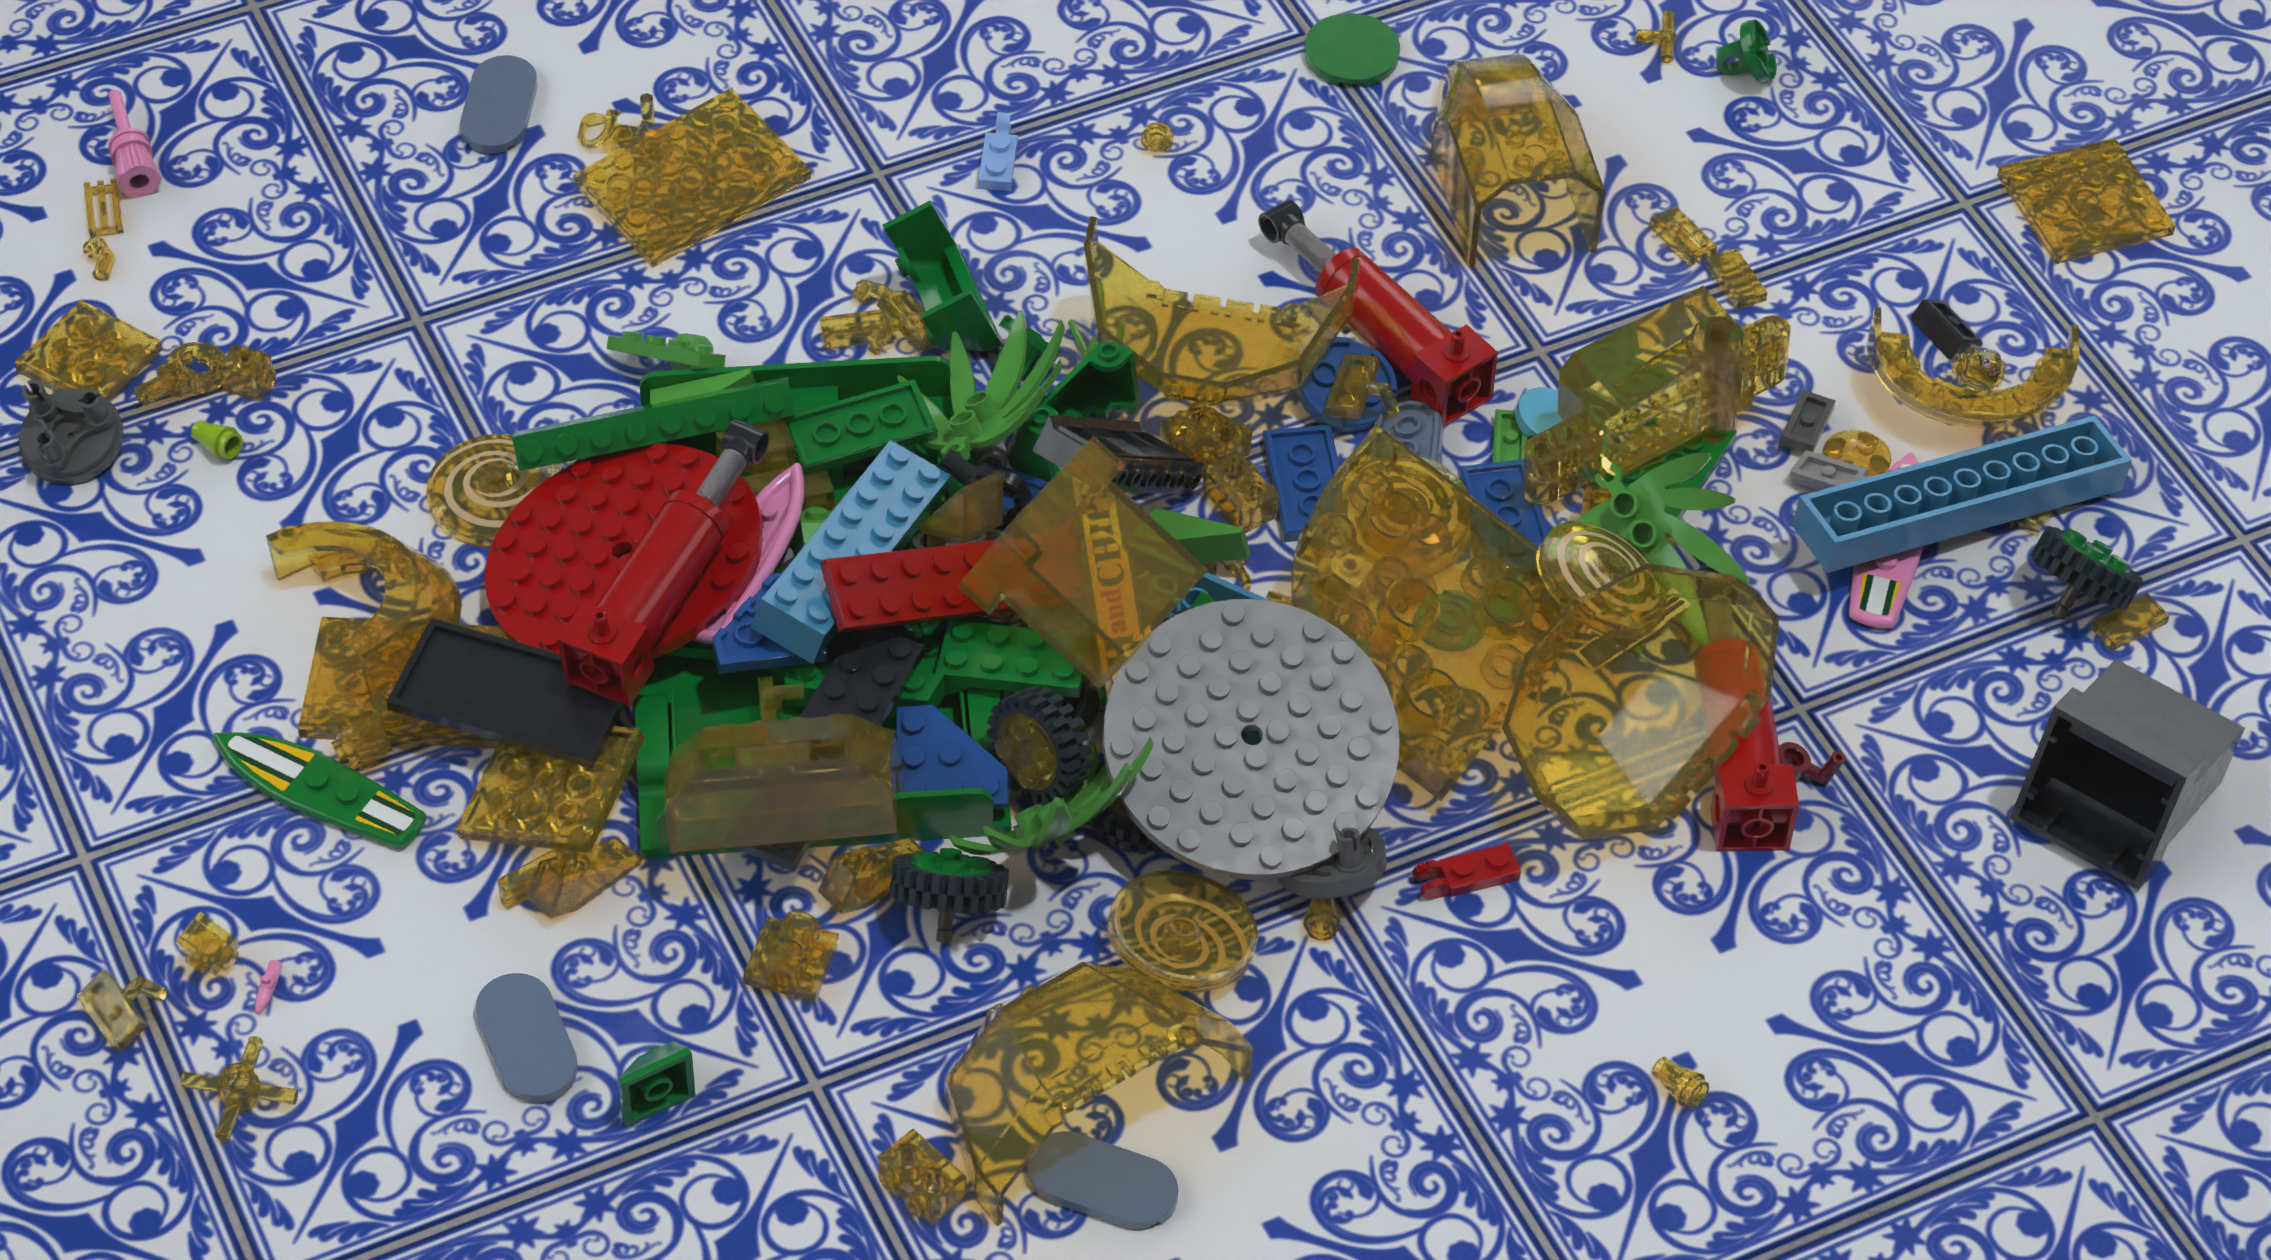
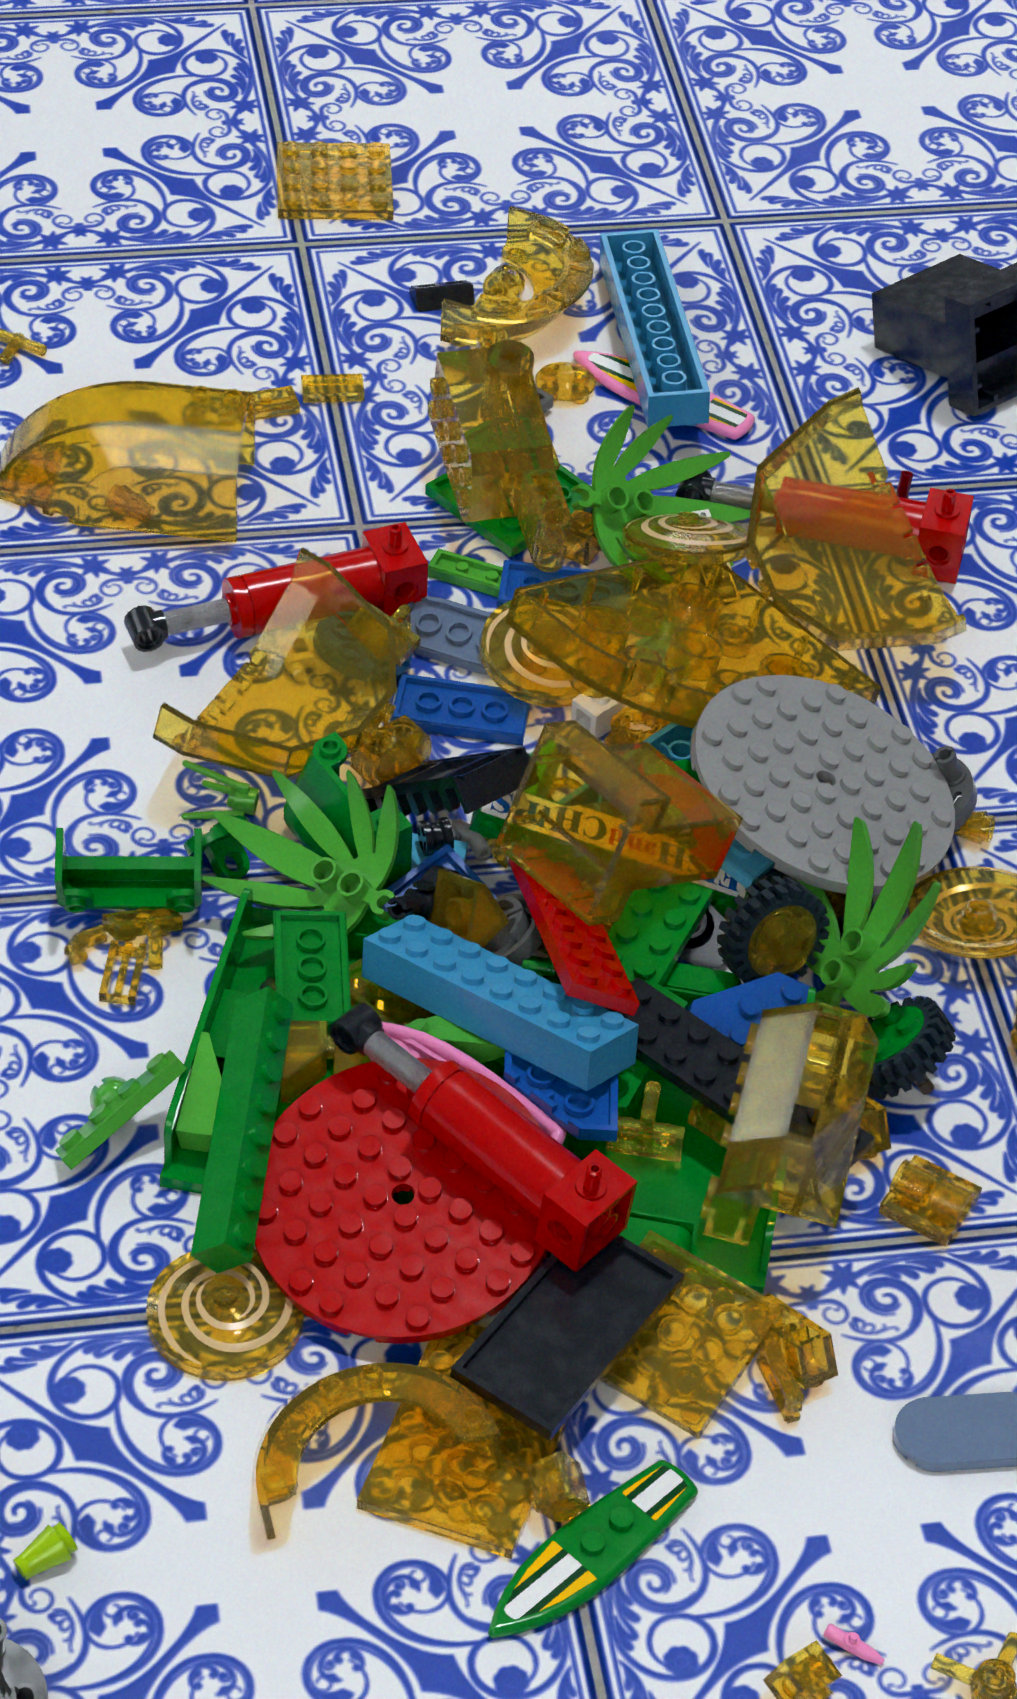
camera: 75 degrees left, 5 degrees down
(1240, 492) = (465, 739): clear yellow brick -> none
(1467, 872) = (943, 723): red hinge -> none
(1537, 410) = (452, 537): medium azure tile -> none
(1750, 51) = (81, 292): green tile -> none
(1824, 472) = (593, 395): light grey plate -> none
(2085, 569) = (759, 289): black wheel -> none
(2124, 626) = (793, 298): clear yellow tile -> none

